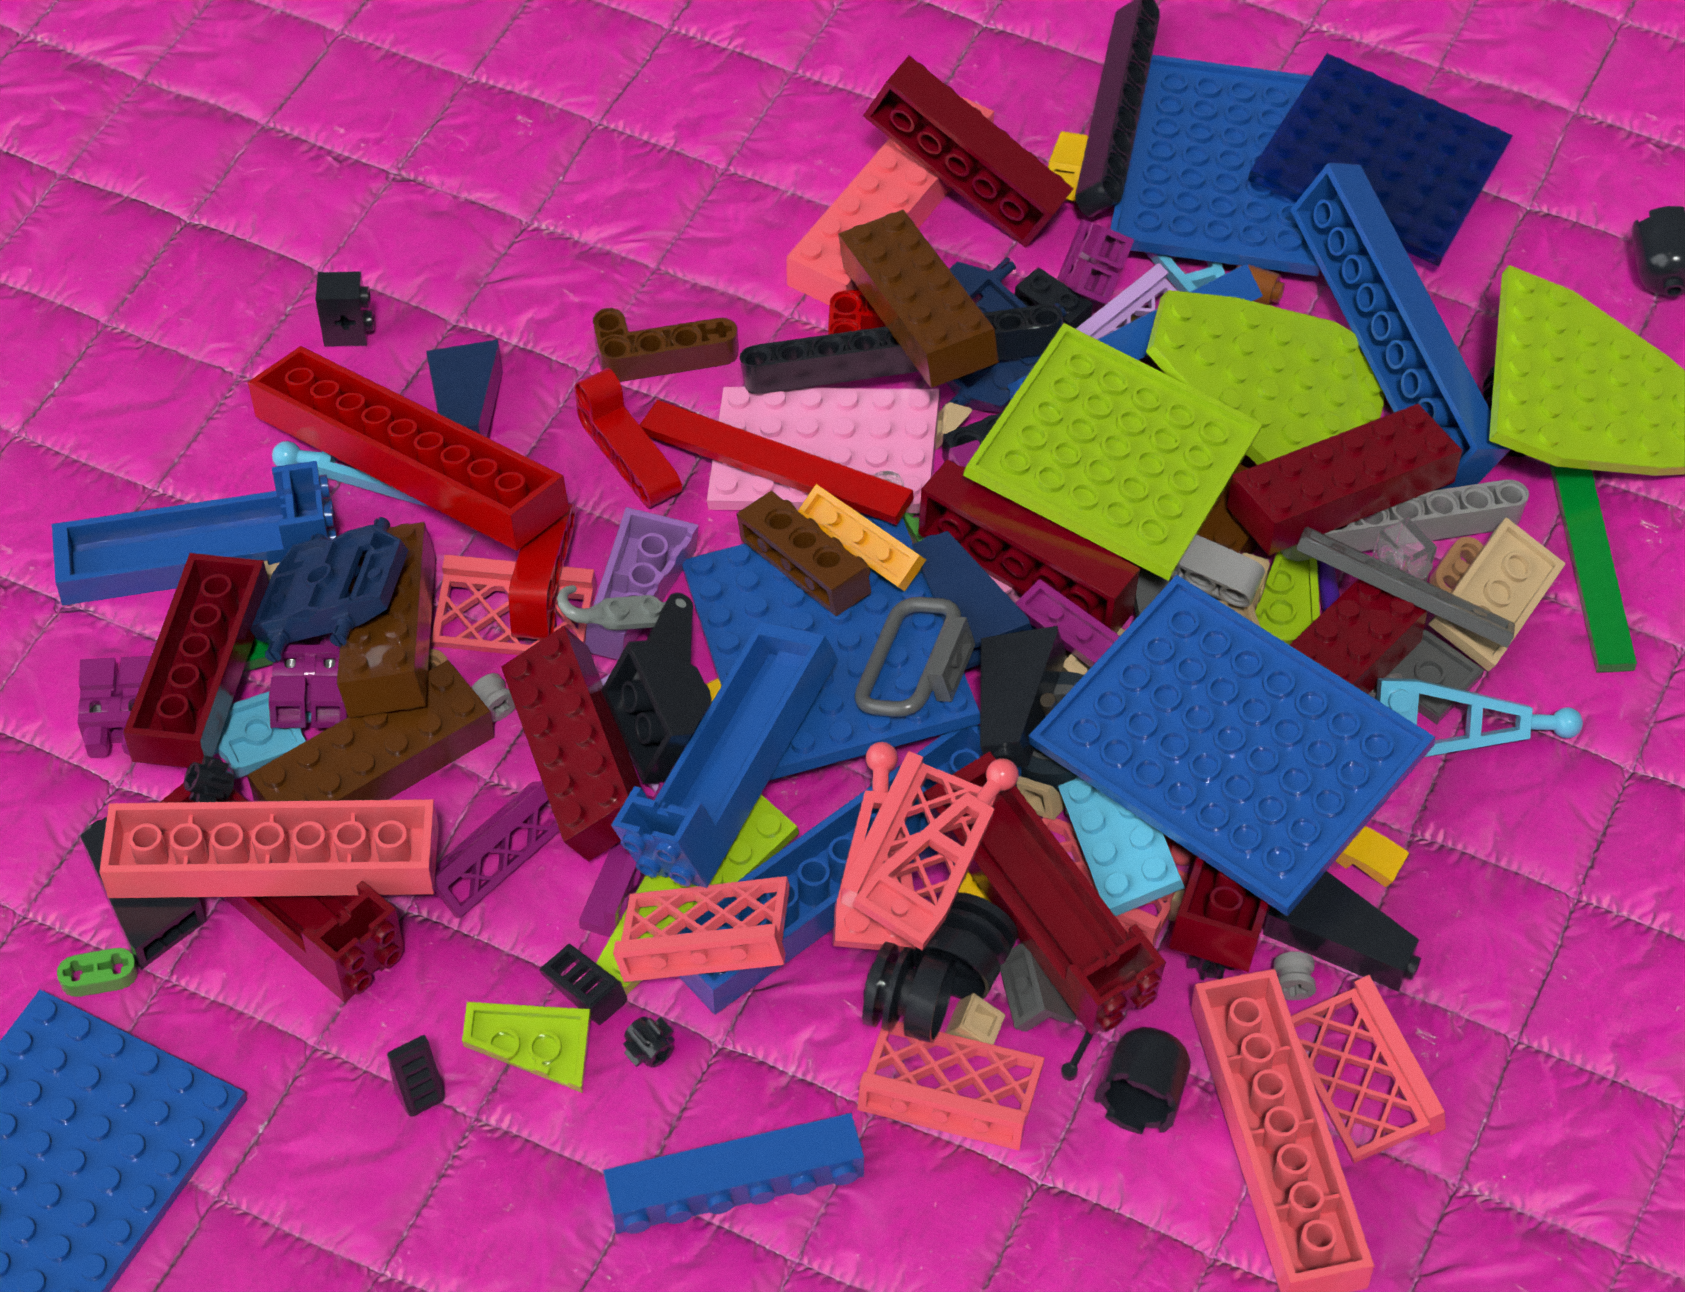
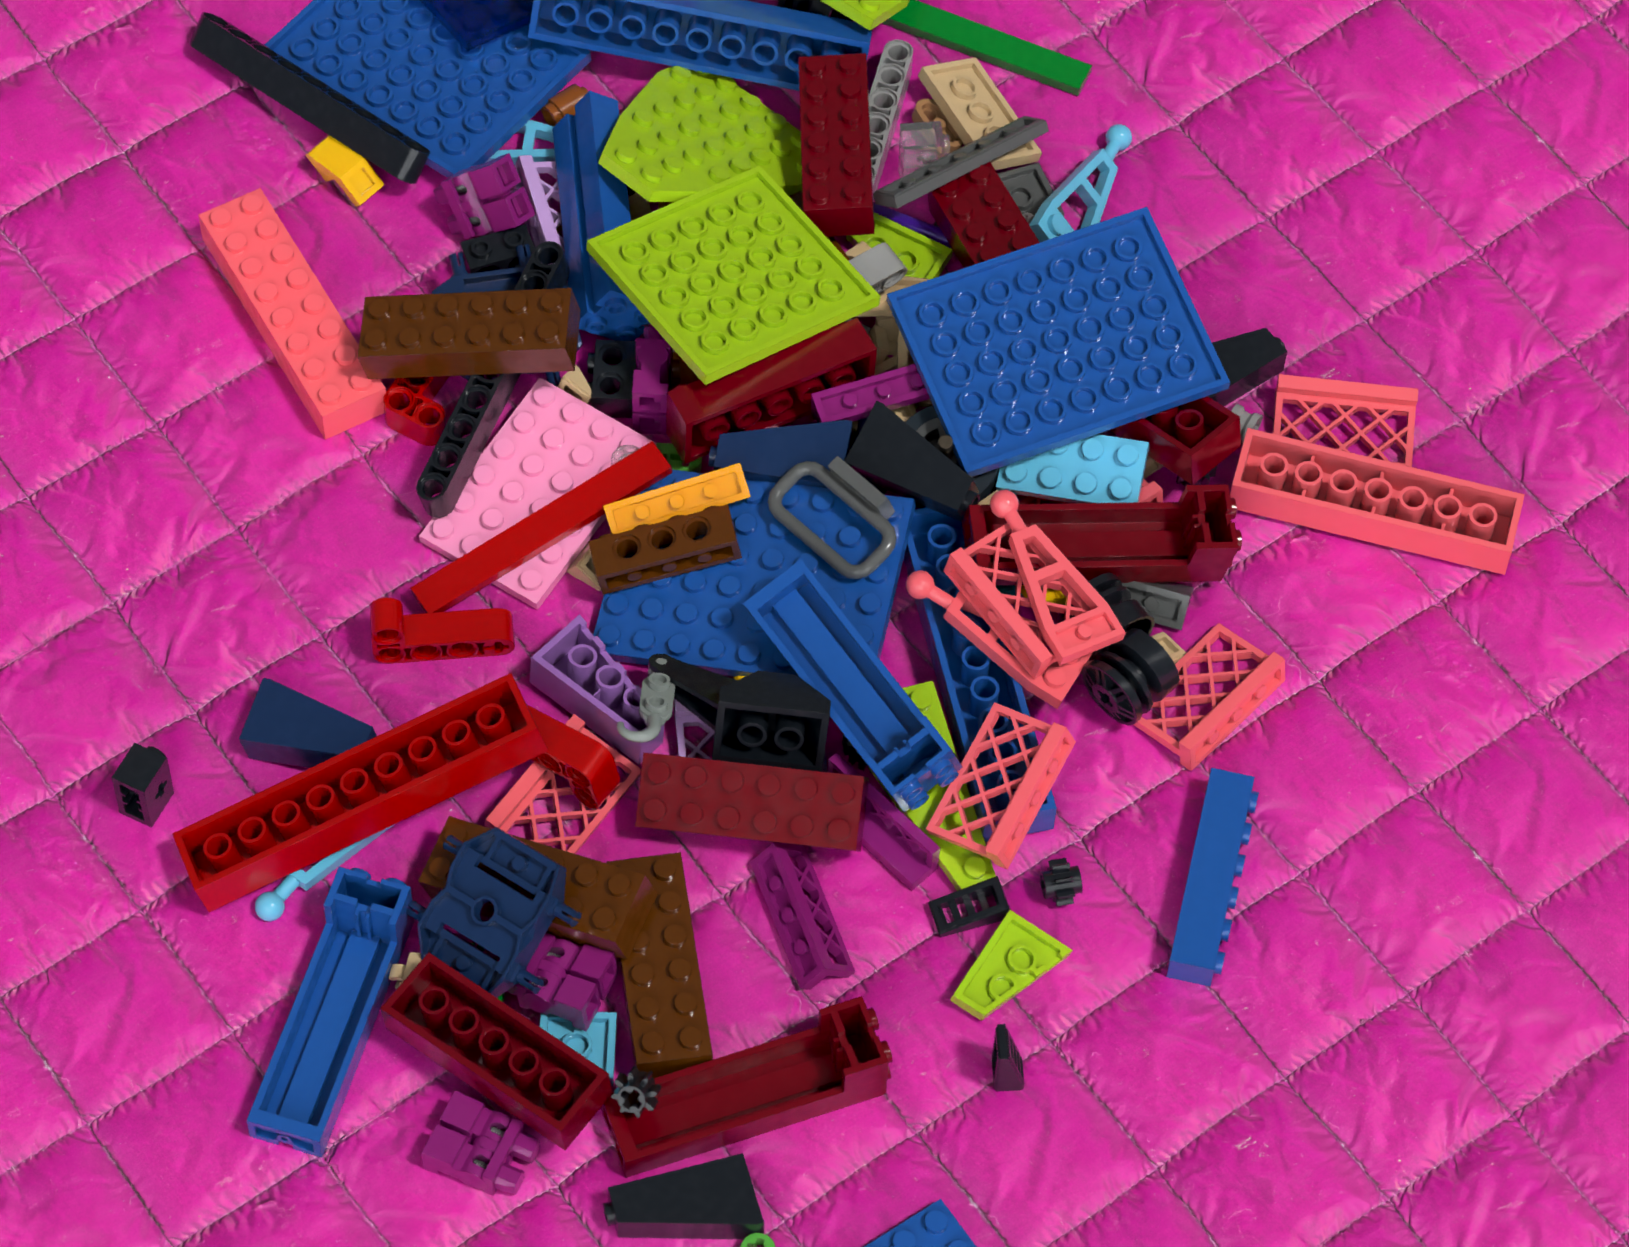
camera: 65 degrees left, 5 degrees up
(269, 848) = (740, 1070): coral brick -> none
(494, 695) = (649, 845): light grey wheel -> none
(663, 348) = (345, 556): reddish brown beam -> none
(967, 151) = (316, 223): dark red brick -> none
(1069, 1070) = (1235, 613): black hinge -> none
(1144, 1080) = (1285, 561): black cylinder -> none

